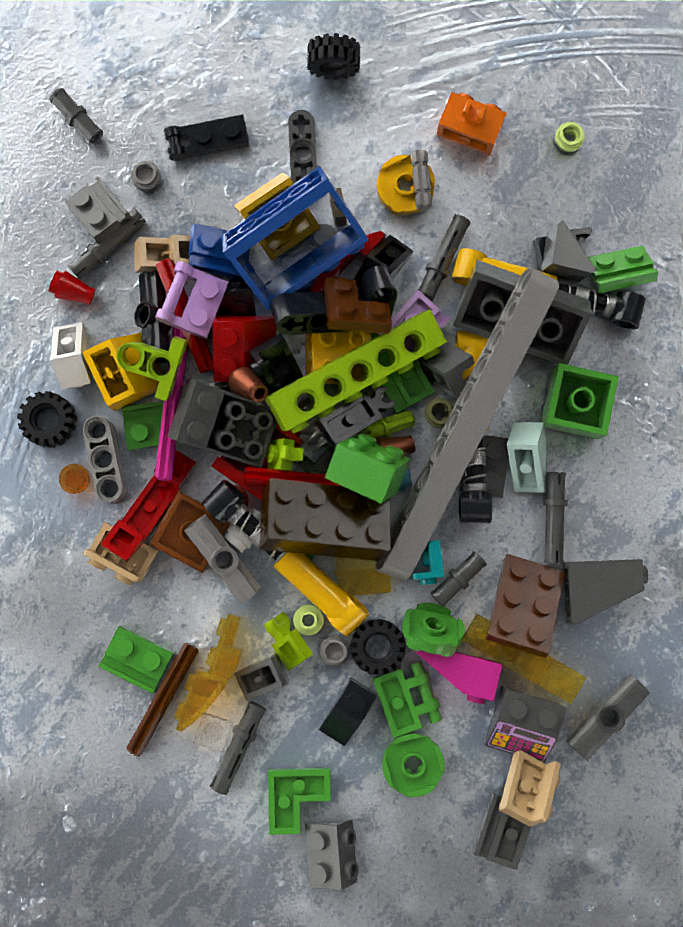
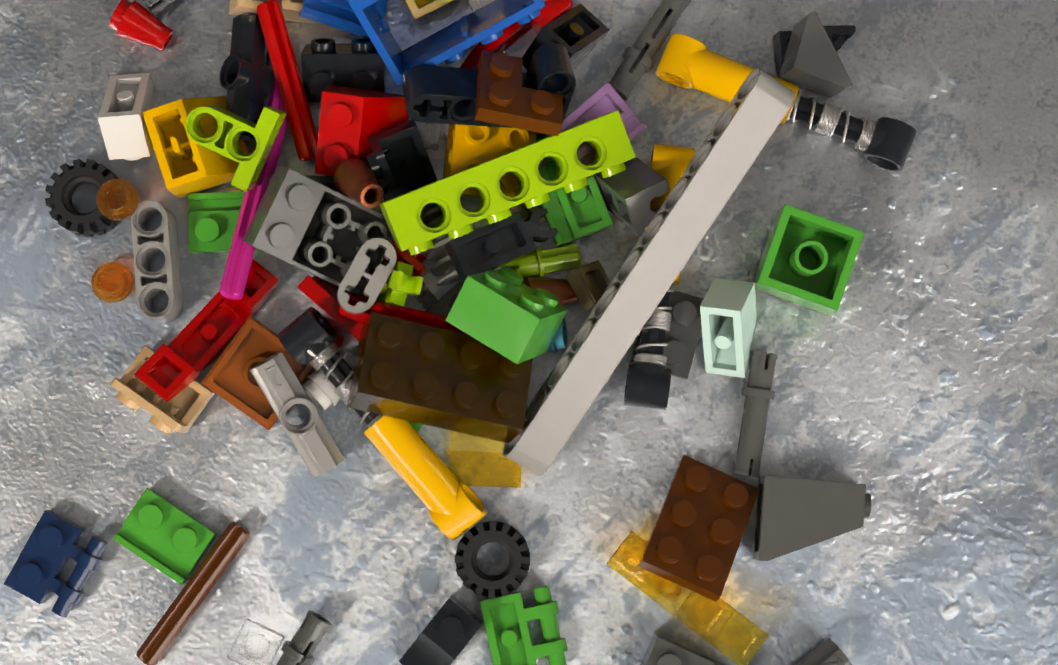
camera: 10 degrees right, 0 degrees up
(50, 687) = (45, 557): none -> dark blue plate
(71, 418) = (117, 199): none -> clear orange plate
(201, 304) = (312, 66): lavender plate -> none
(205, 684) = (255, 581): clear yellow slope -> none
(255, 449) = (357, 271): none -> light grey beam
(262, 677) = (331, 580): dark grey slope -> none
(289, 645) = (373, 541): lime plate -> none
(318, 620) = (415, 517): yellowish green plate -> none
(334, 651) = (433, 557): light grey plate -> none
(423, 438) = (588, 283): none -> dark tan tile
(433, 559) = (581, 448): teal bracket -> none
(438, 405) = (612, 242): olive cone -> none
(442, 640) = (577, 561): bright green plate -> none
(458, 579) = (613, 480): dark grey pin -> none
(467, 673) = (608, 609): dark pink slope -> none
(488, 295) = (787, 160): dark grey brick -> none
(623, 269) = (890, 87): bright green plate -> none

